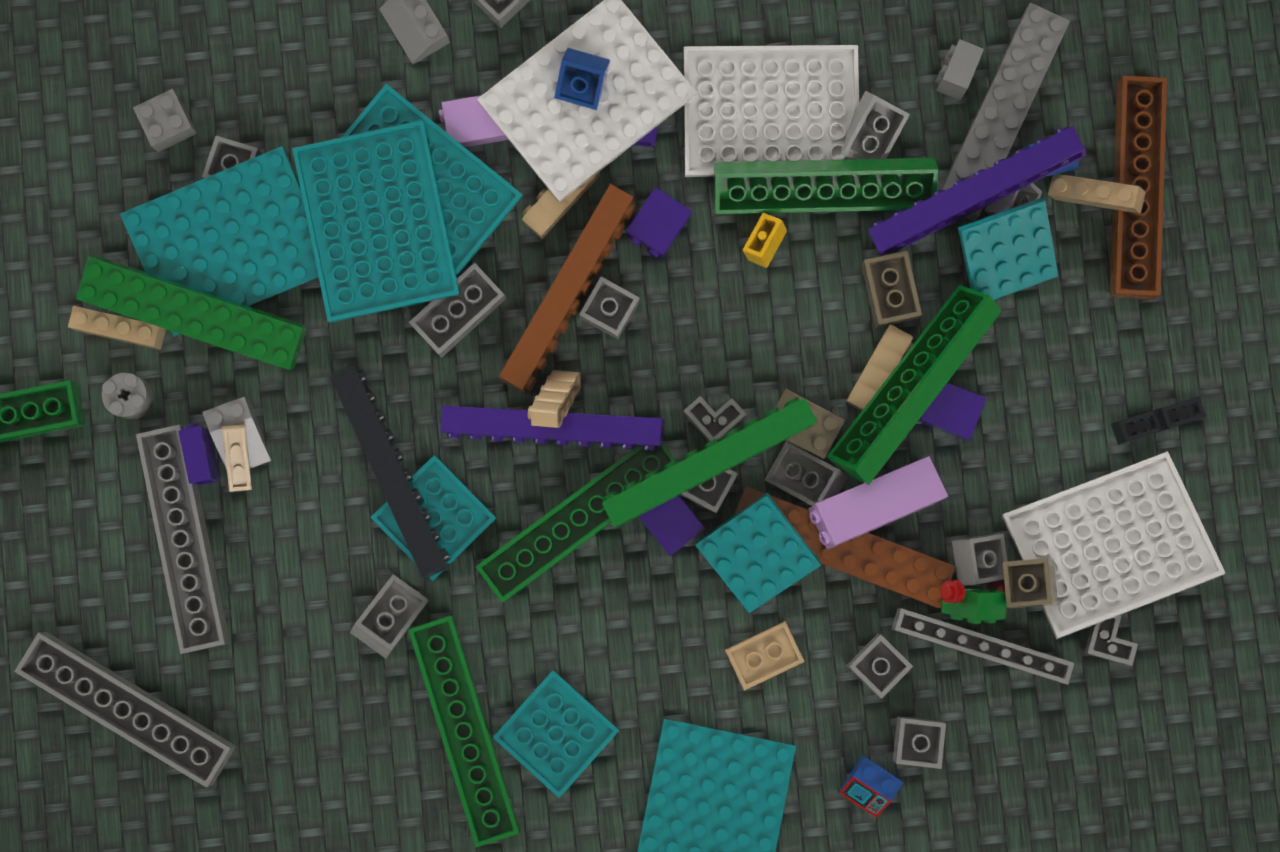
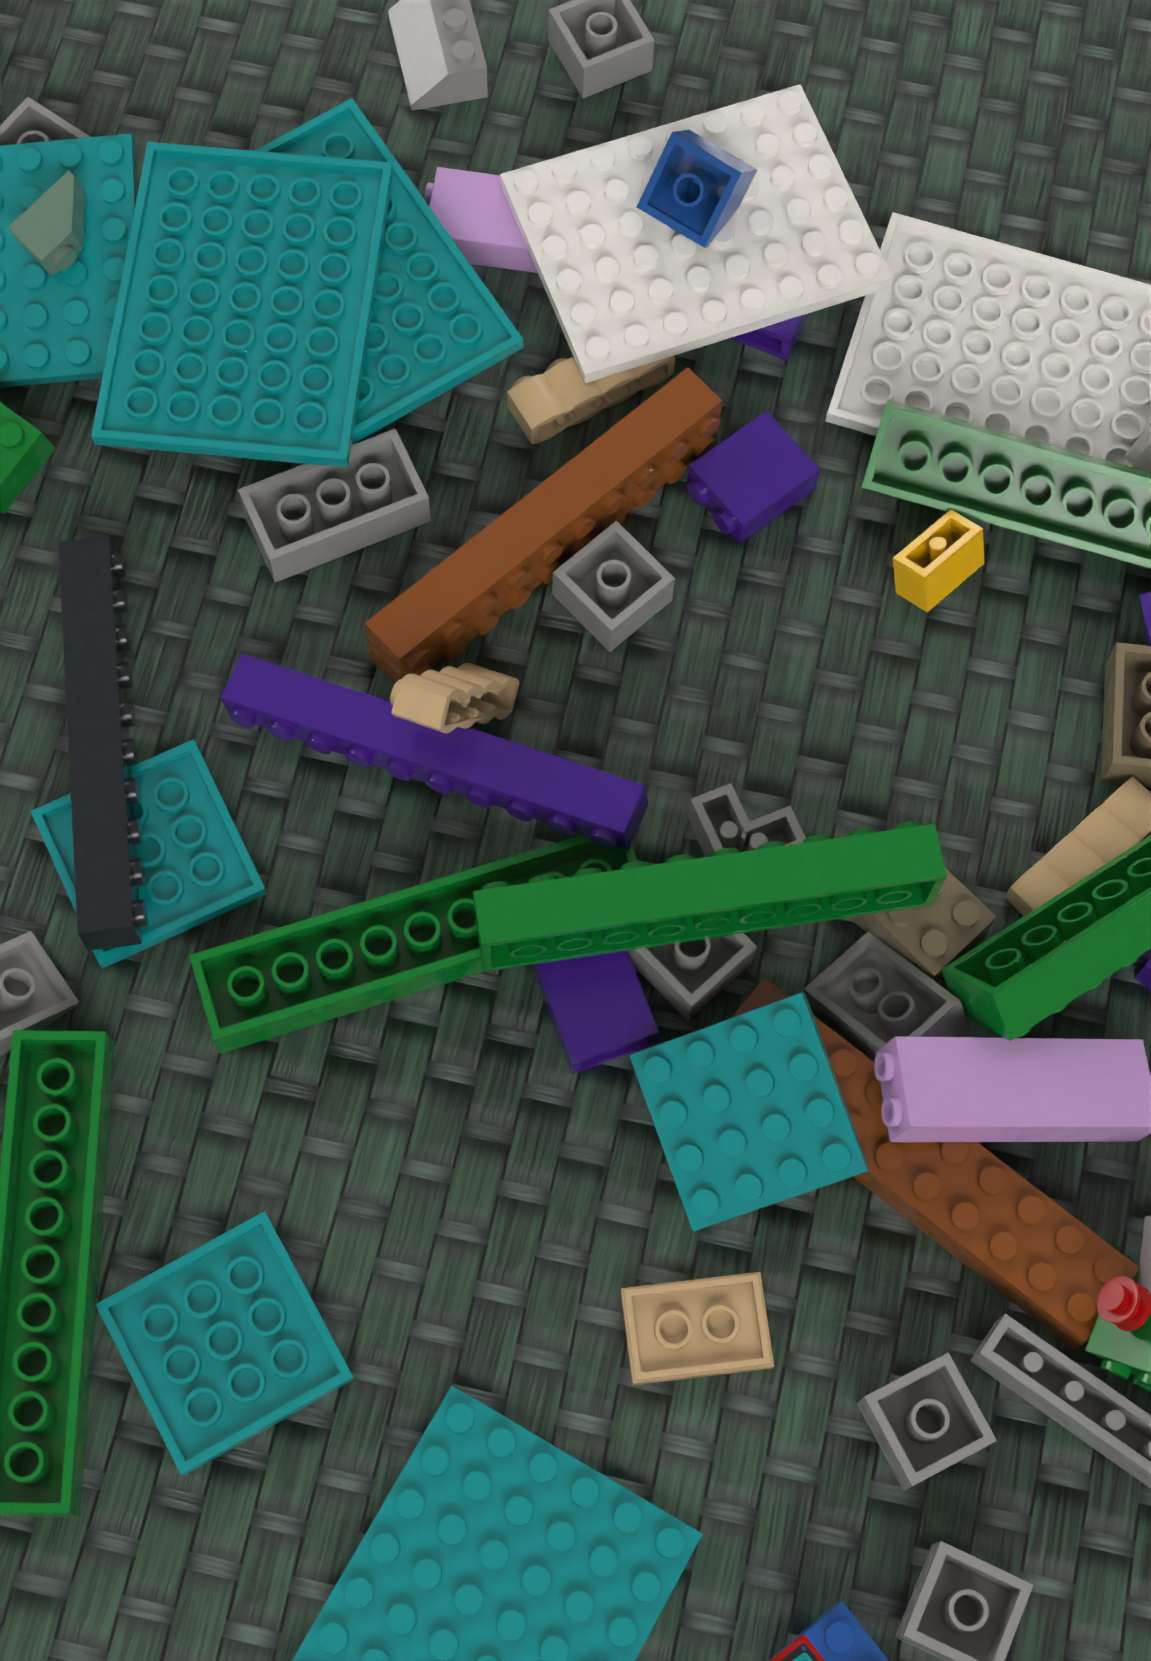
camera: 15 degrees right, 15 degrees down
(264, 214) = (53, 225): none -> sand green slope

